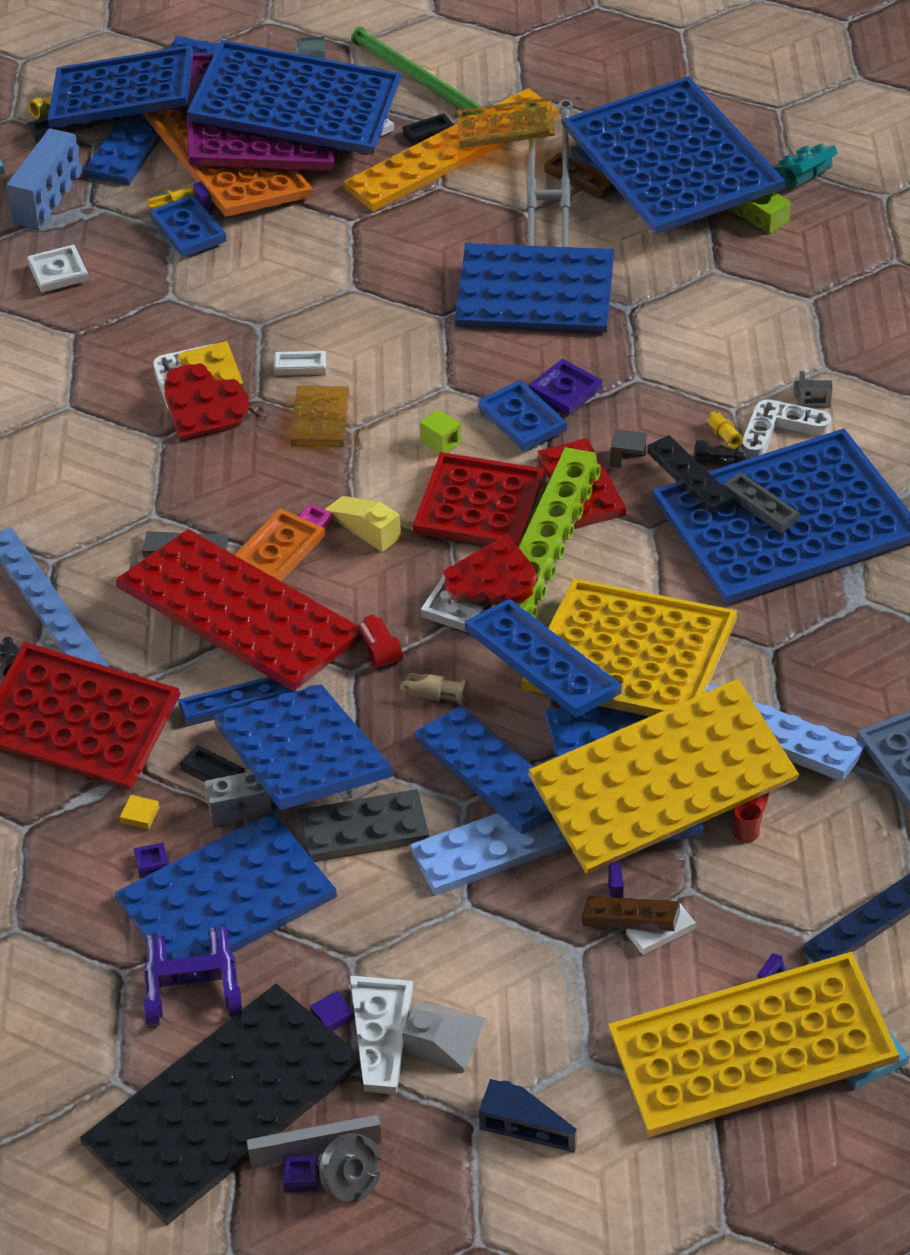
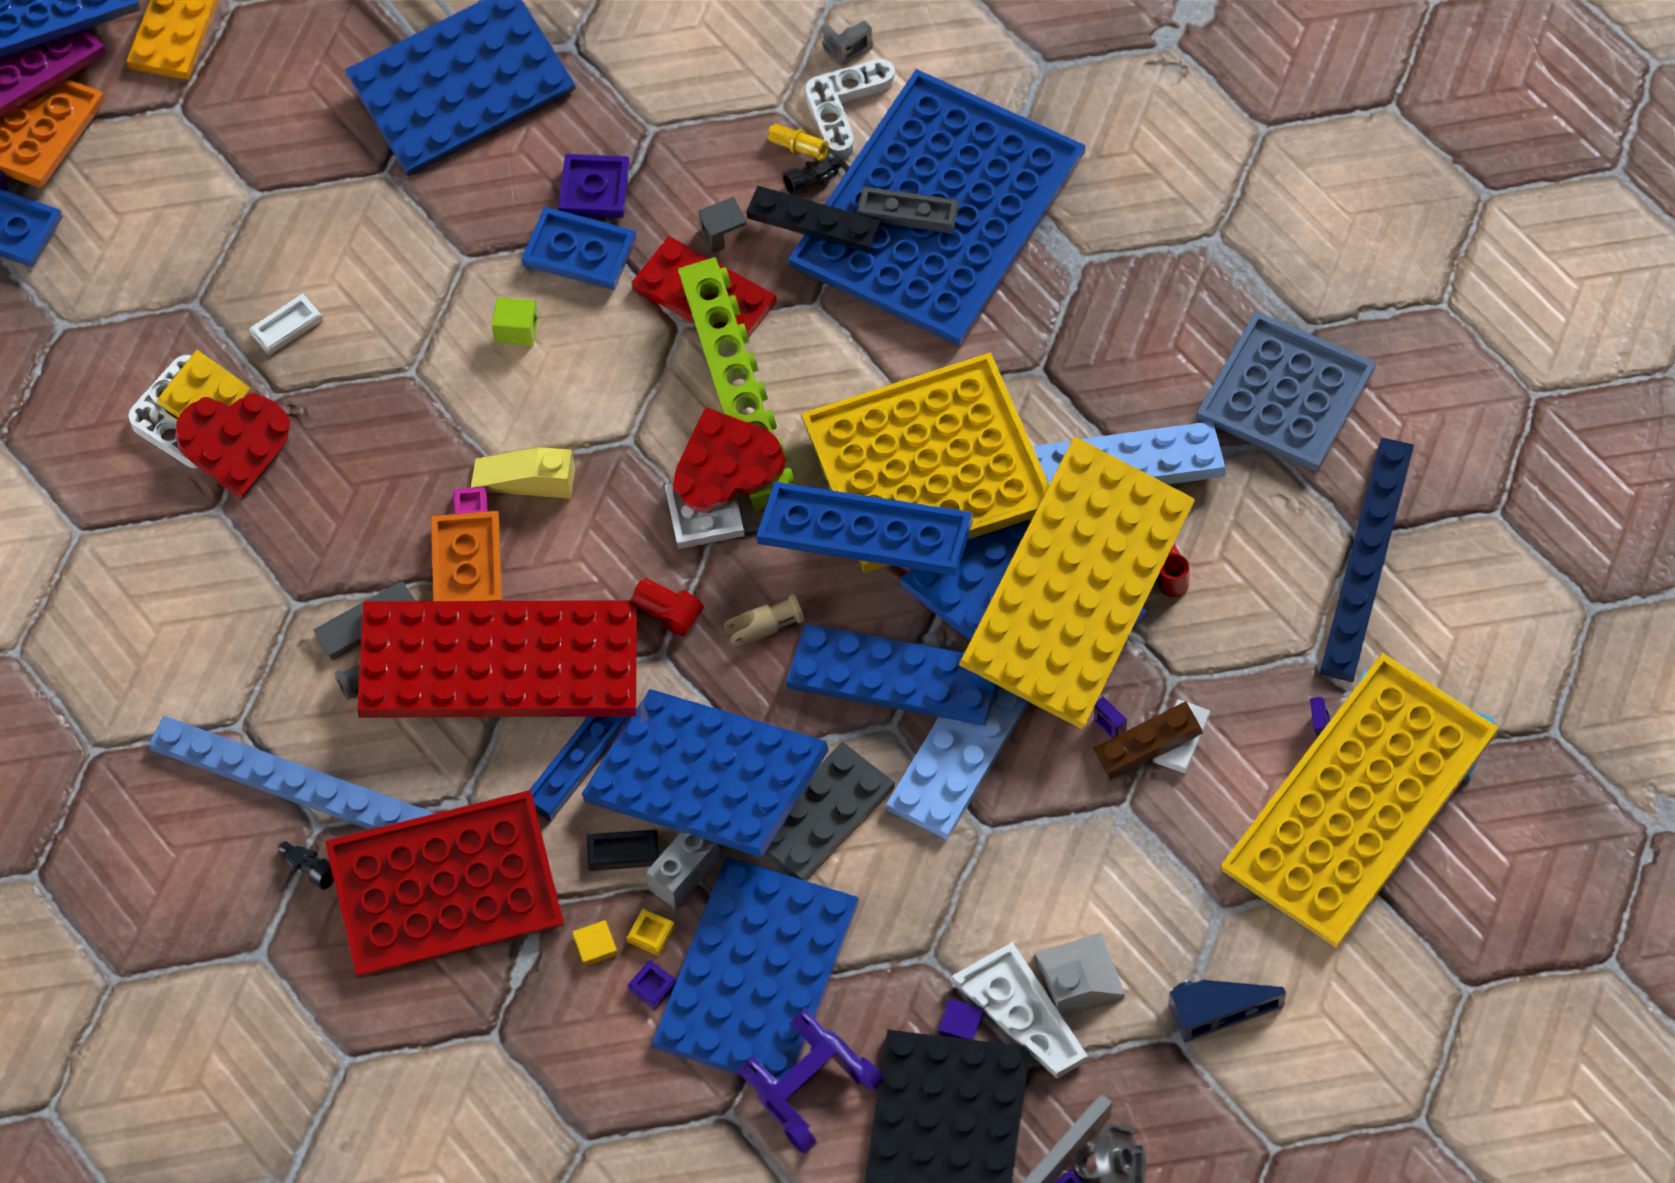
camera: 35 degrees left, 15 degrees up
(182, 828) = (650, 932): none -> yellow tile
(320, 416) = (366, 377): clear yellow plate -> none
(478, 499) = (623, 378): red plate -> none

